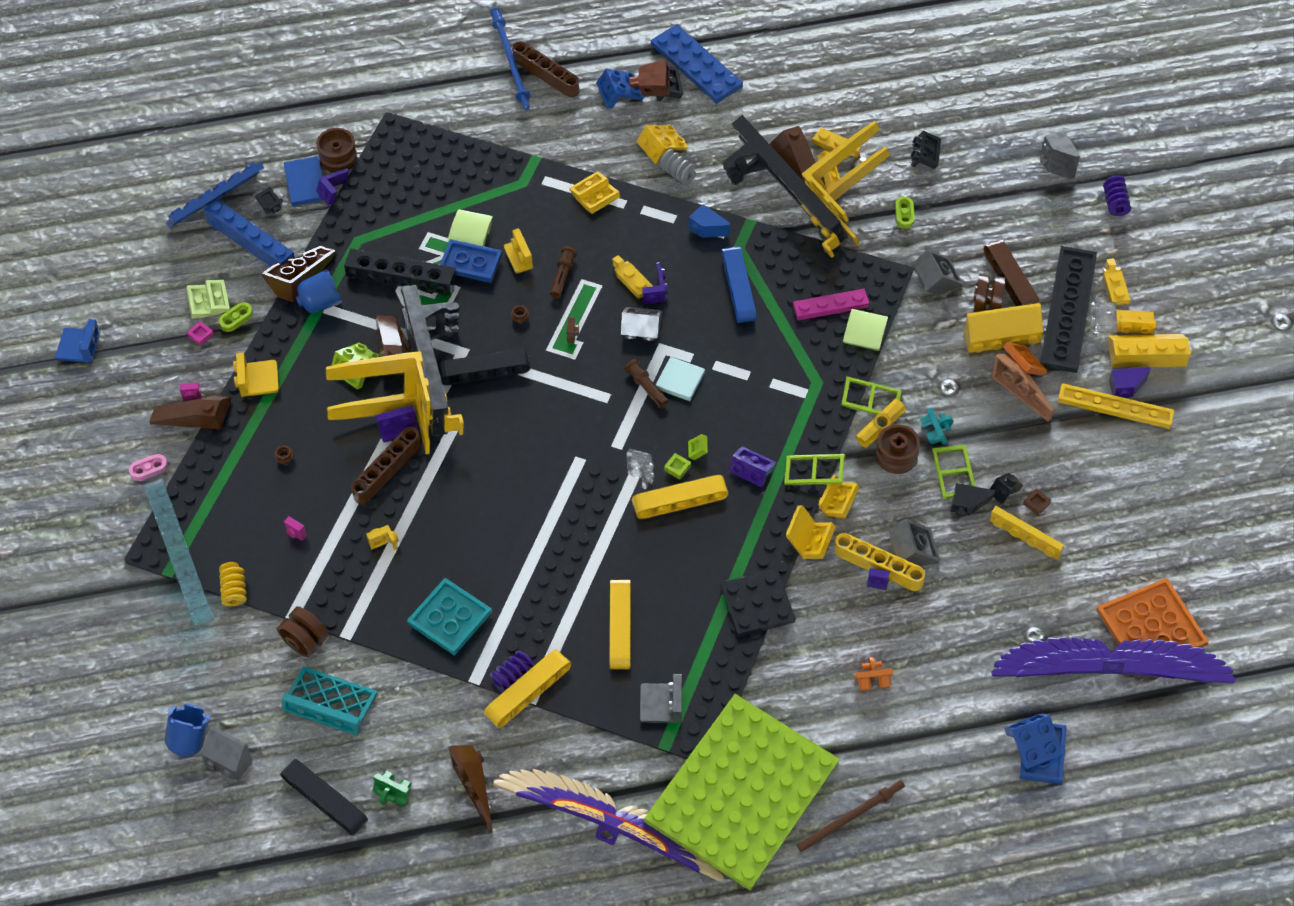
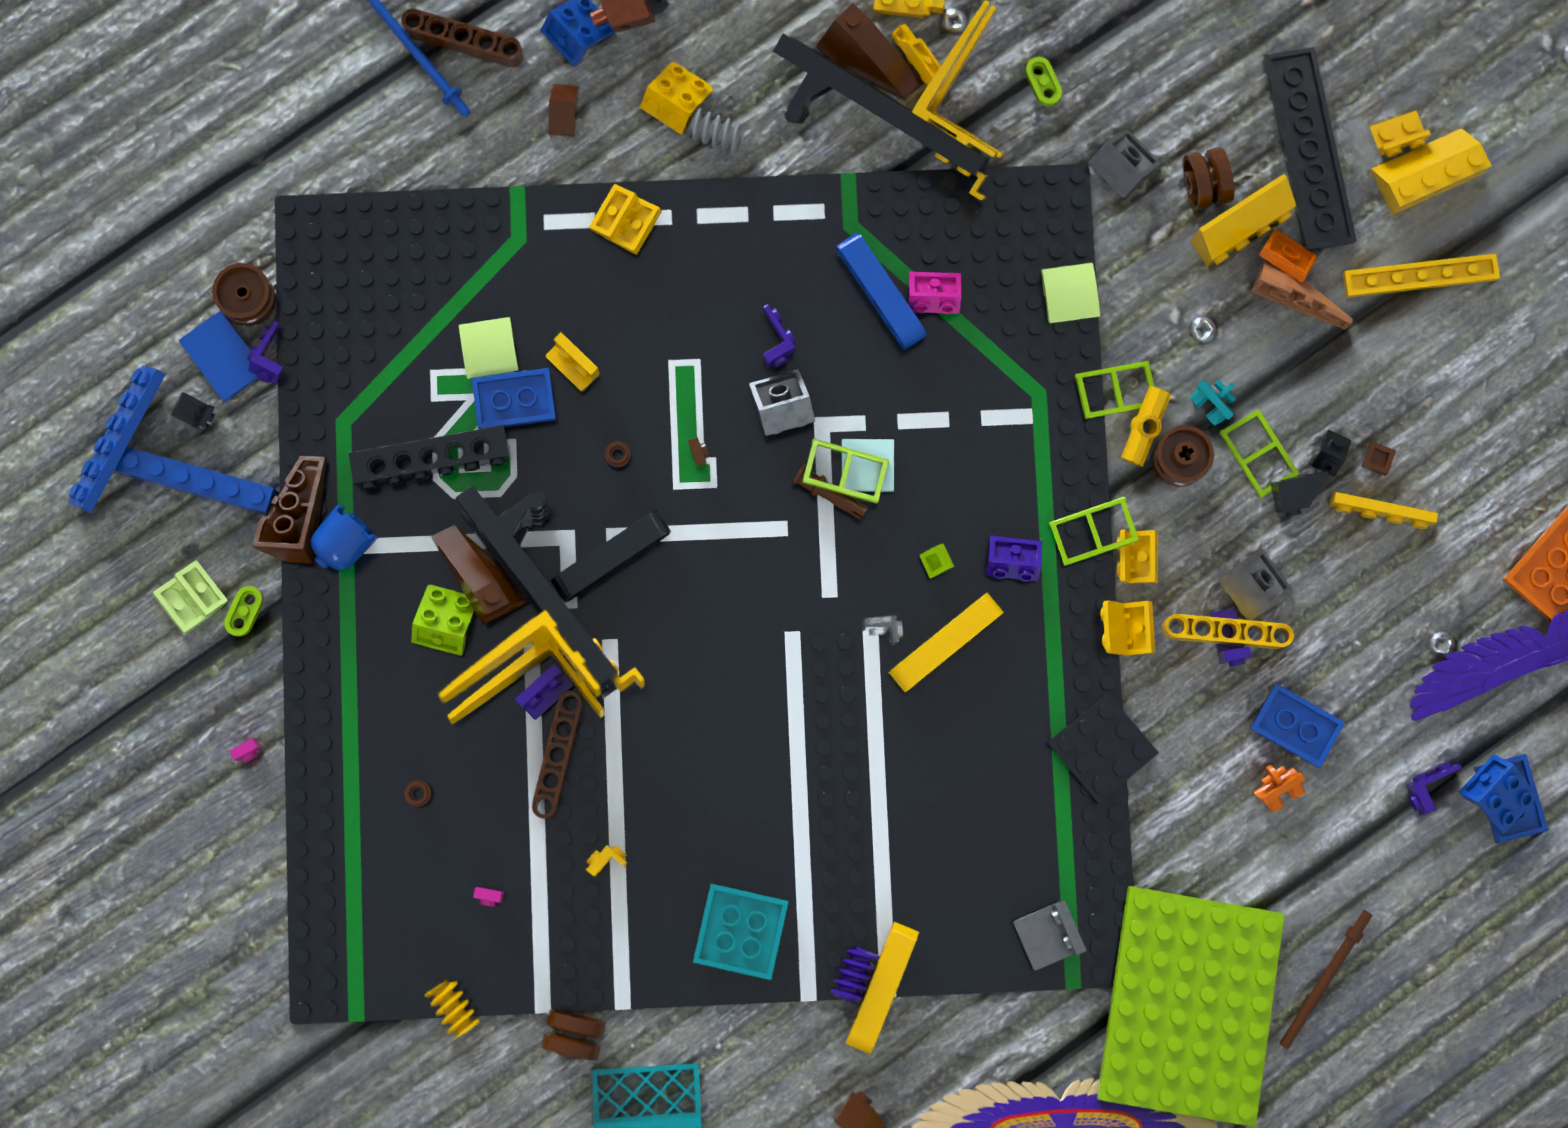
camera: 30 degrees left, 25 degrees up
(79, 344) = (56, 740): blue bracket -> none
(148, 467) = (251, 882): bright pink plate -> none
(178, 552) = (357, 989): clear light blue beam -> none
(198, 412) = (272, 775): reddish brown wedge -> none
(200, 333) = (210, 656): dark pink plate -> none
(255, 377) = (322, 695): yellow bracket -> none
(557, 289) = (640, 354): reddish brown pin -> none
(587, 126) = (563, 110): none -> reddish brown slope
(620, 624) = (953, 852): yellow beam -> none
(630, 276) = (736, 336): yellow hinge -> none
(654, 380) = (840, 489): none -> lime window
(677, 466) = (923, 599): lime plate -> none
(708, 223) = (799, 210): blue slope -> none
(773, 298) = (935, 292): none -> dark pink bracket
(830, 304) = (1009, 270): dark pink plate -> none
(904, 643) = (1297, 725): none -> blue plate
(985, 712) = (1420, 798): none -> dark purple bracket
(1007, 267) = (1220, 129): reddish brown beam -> none
(1115, 283) = (1352, 84): yellow hinge -> none
(1128, 381) = (1423, 235): dark purple slope -> none

